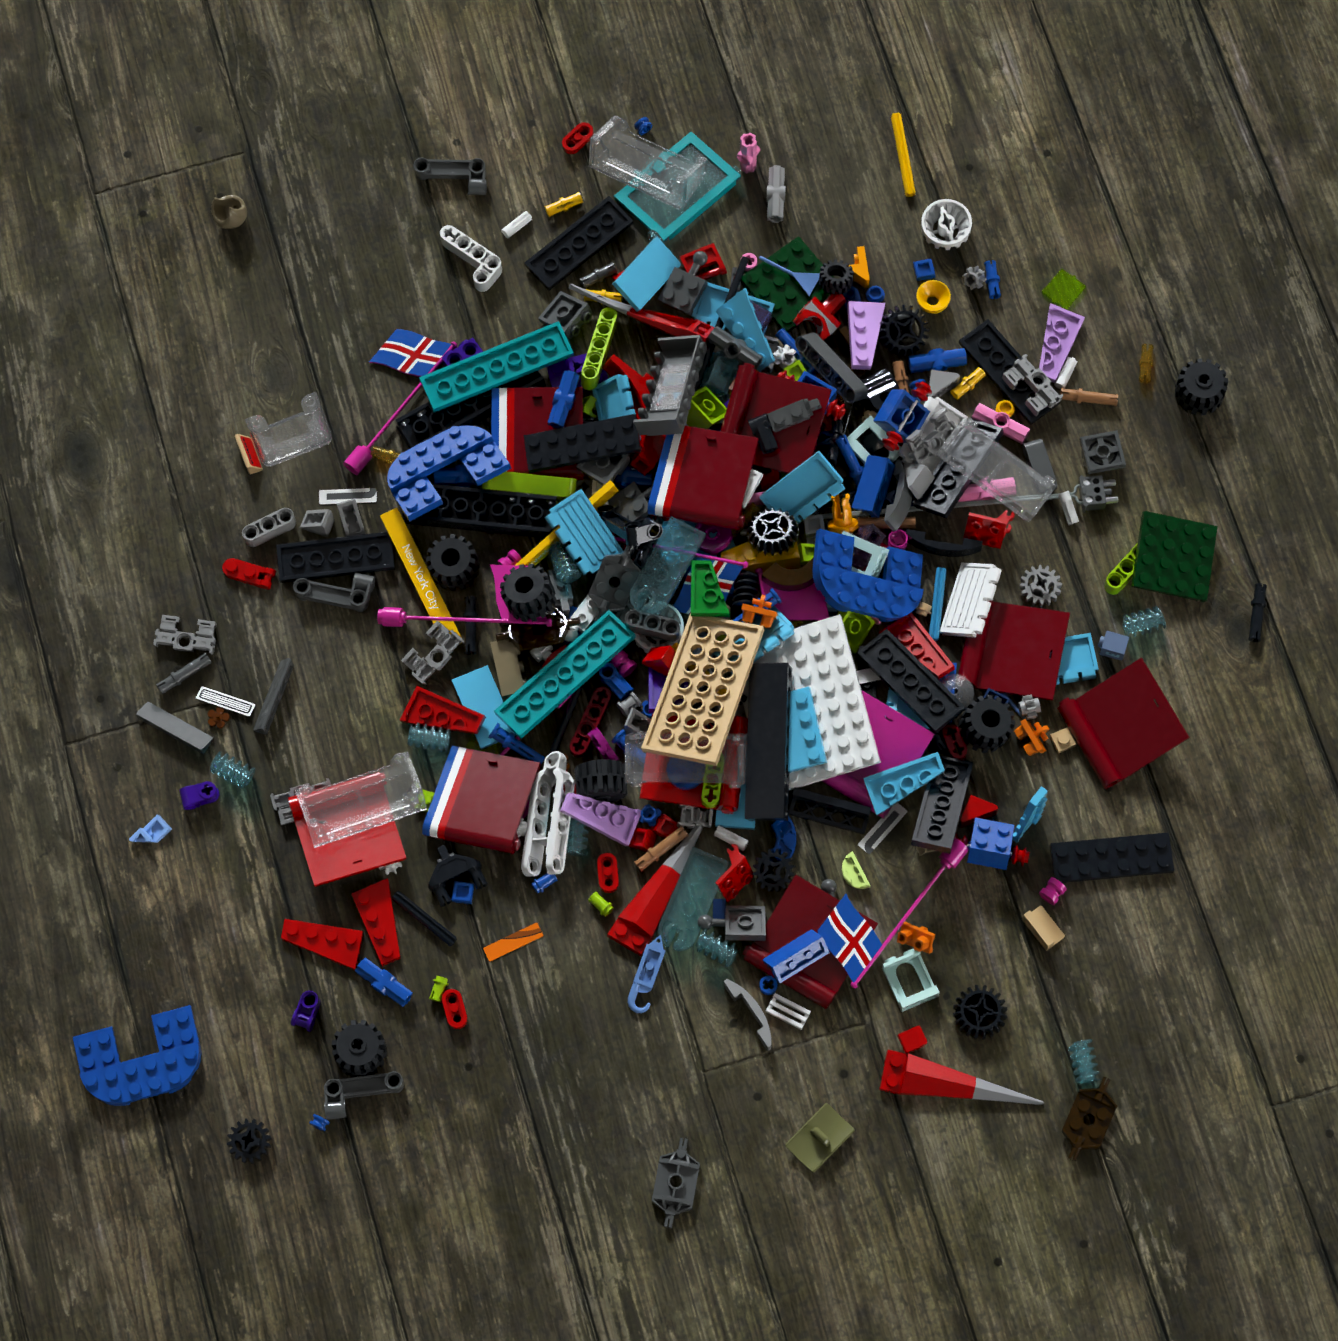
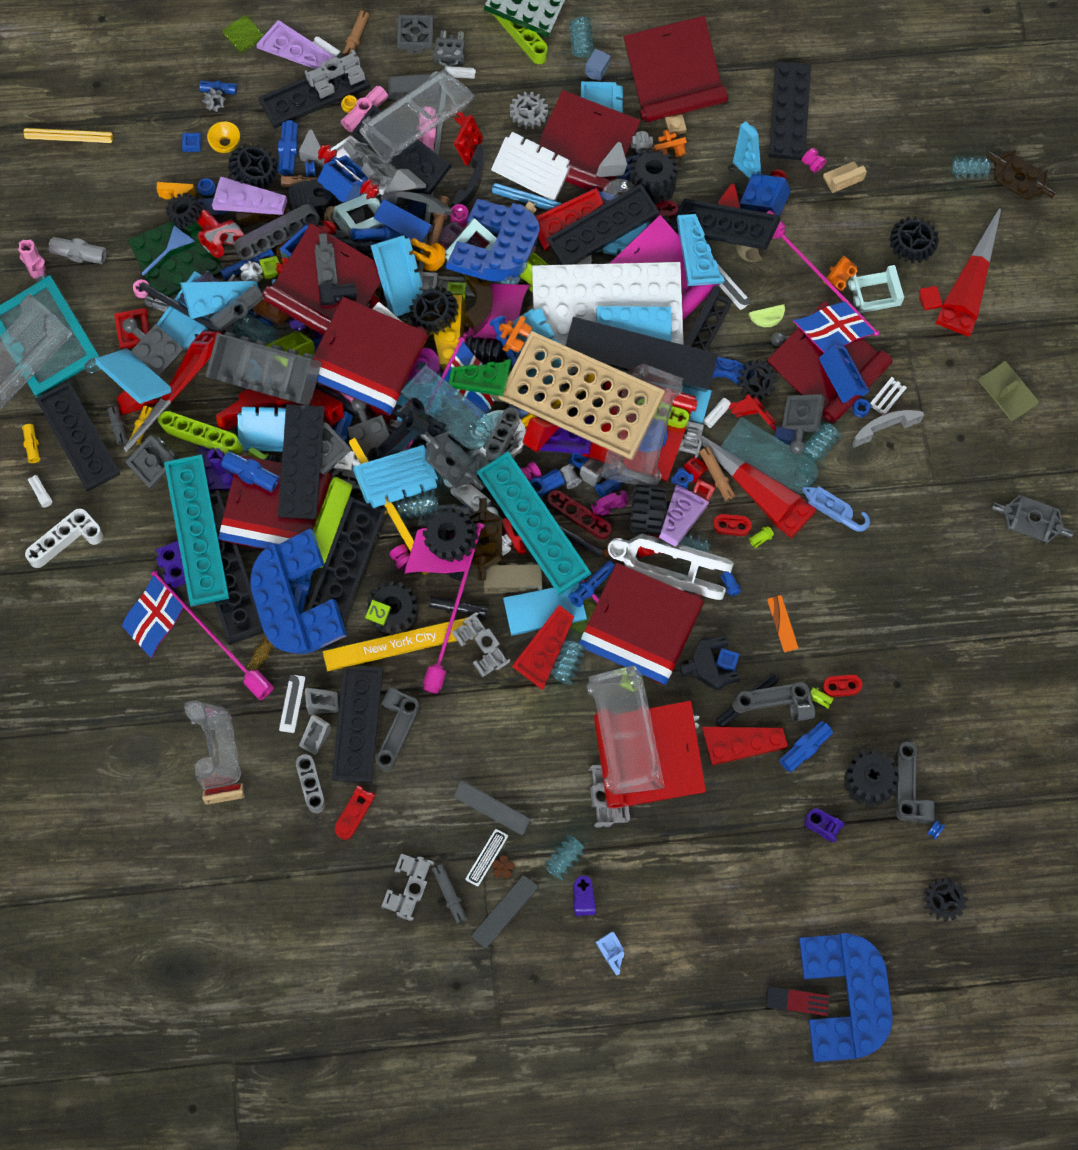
camera: 85 degrees left, 0 degrees up
(128, 1013) = (797, 1001): none -> tile
(331, 942) = (755, 794): red wing -> none
(429, 944) = (800, 707): none -> dark grey piece
(439, 545) = (378, 612): none -> lime tile
(949, 213) = (153, 106): white gear -> none
(968, 383) = (317, 128): yellow pin -> none
(990, 678) = (614, 163): none -> light grey slope

